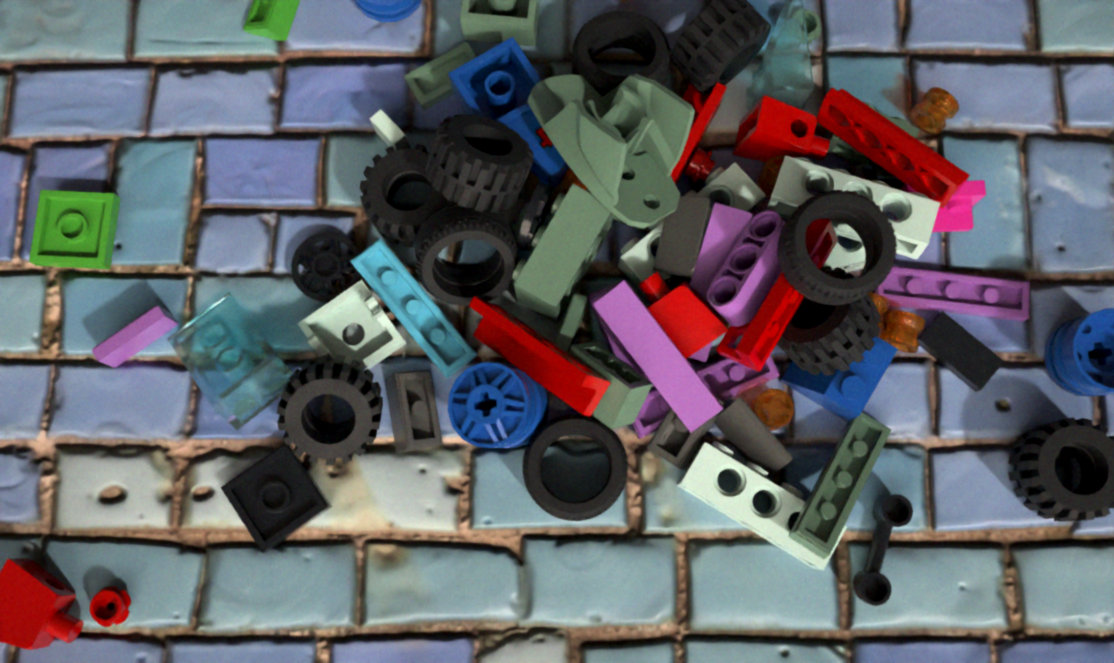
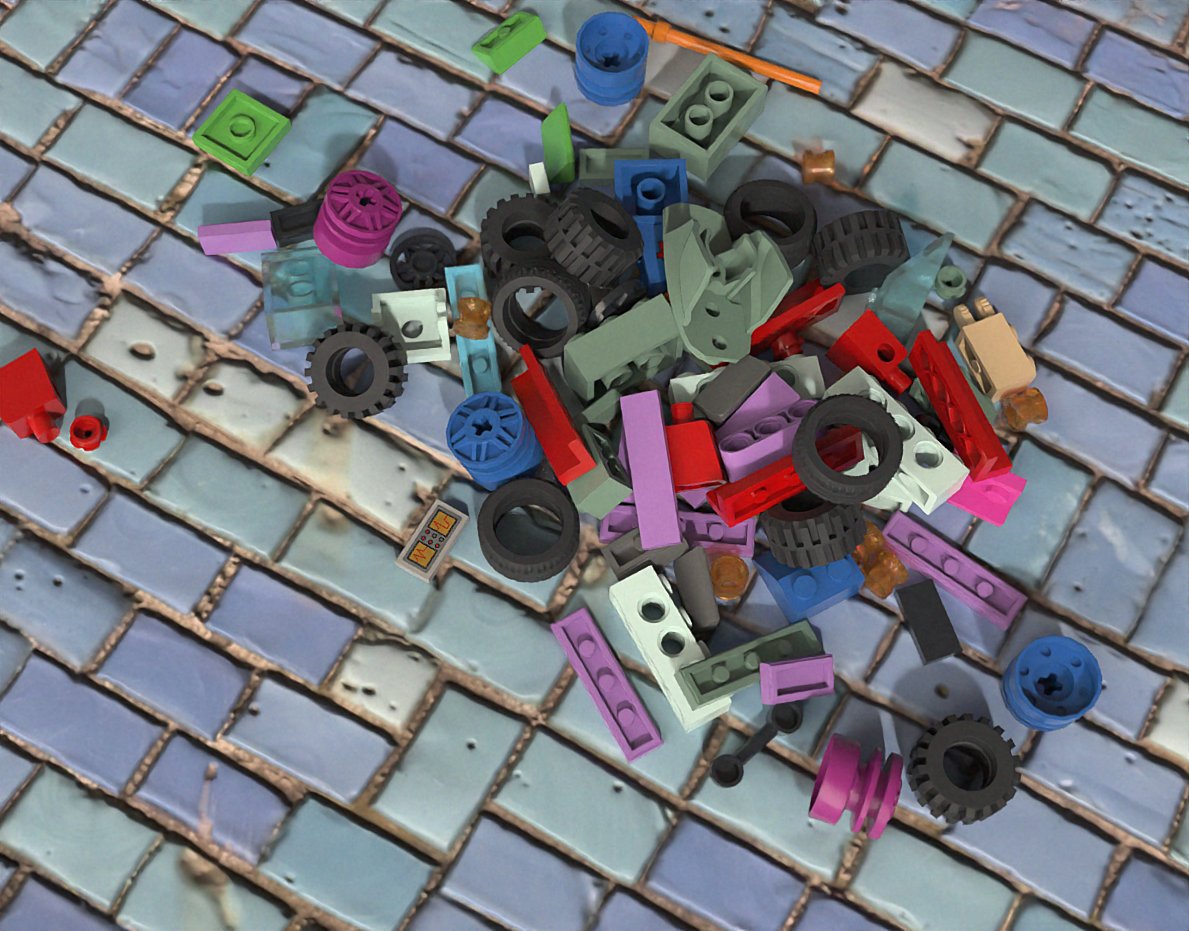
camera: 25 degrees right, 10 degrees down
(192, 281) = (295, 222): none -> black tile
(241, 260) = (357, 219): none -> magenta wheel
(276, 497) = (270, 423): black tile -> none
(382, 83) = (558, 146): none -> bright green slope
(408, 298) = (472, 318): none -> clear orange wheel
(413, 410) = (424, 415): dark grey slope -> none
(492, 524) = (432, 541): none -> tile
(723, 567) = (607, 685): none -> medium lavender tile
(876, 71) = (992, 351): none -> tan hinge
(886, 471) = (796, 678): none -> medium lavender tile
(995, 542) = (856, 786): none -> magenta wheel

